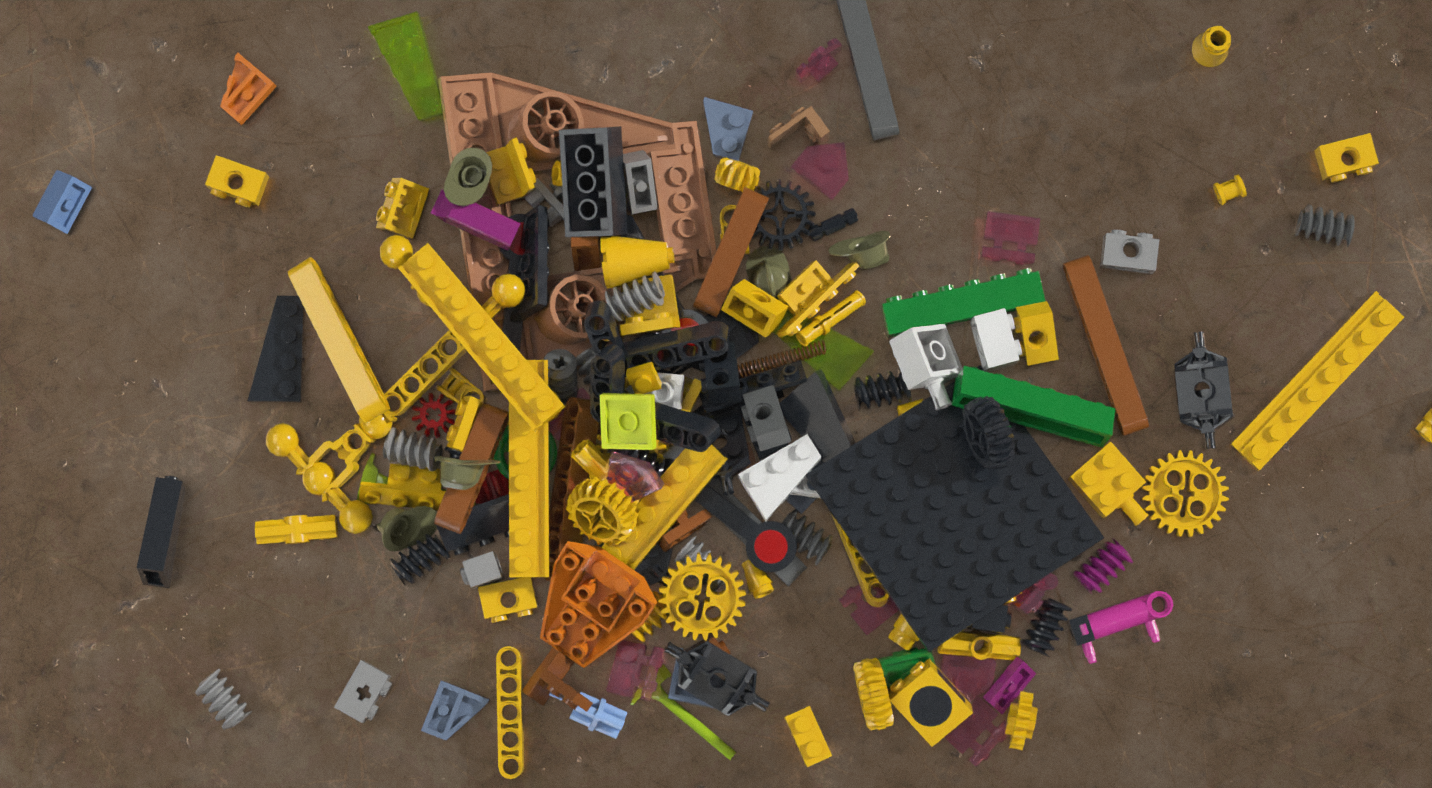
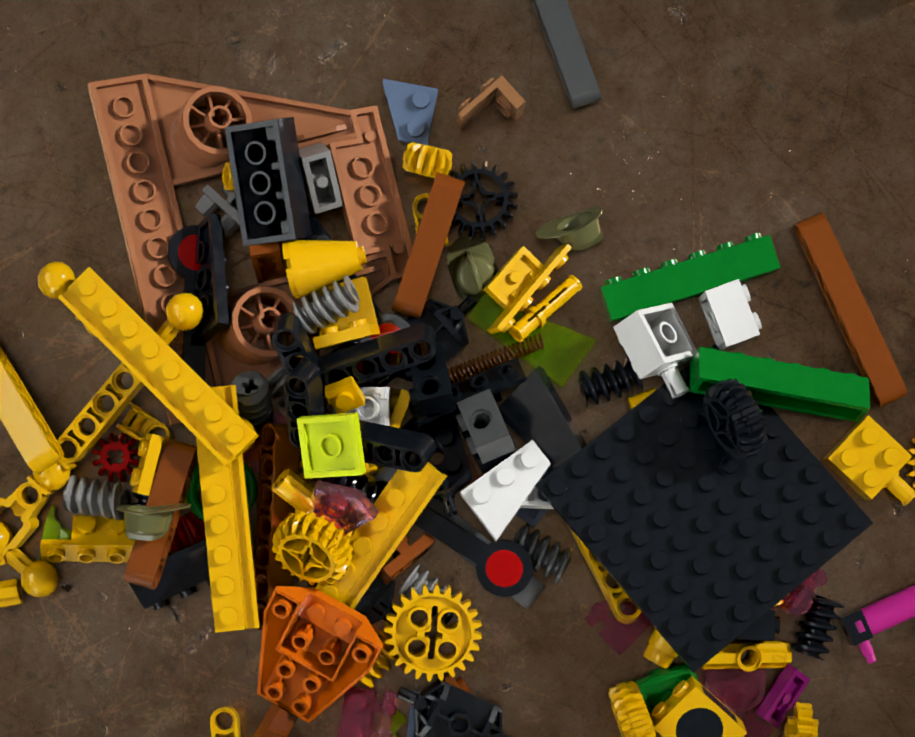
camera: 10 degrees left, 0 degrees up
(401, 207) = (61, 230): yellow bracket -> none
(403, 527) = (96, 585): olive piece -> none
(408, 54) = (53, 63): clear neon green wing -> none
(419, 559) = (114, 619): black piece -> none
(468, 177) = (128, 189): olive piece -> none
(477, 221) = (141, 235): magenta piece -> none
(482, 570) = (185, 625): light grey brick -> none
(492, 595) = (199, 654): yellow brick -> none
(510, 173) = (173, 180): yellow bracket -> none
(754, 308) = (460, 304): yellow brick -> none
(757, 580) = (493, 607): yellow cone -> none
(820, 62) = (506, 28): clear pink plate -> none
(824, 167) = (521, 144): clear pink plate -> none
(833, 224) = (538, 205): black axle -> none
(1011, 229) = (734, 192): clear pink plate -> none
(1044, 345) = (783, 316): yellow brick -> none
(1102, 567) = (872, 554): magenta piece -> none
(1114, 257) = (850, 213): light grey brick -> none

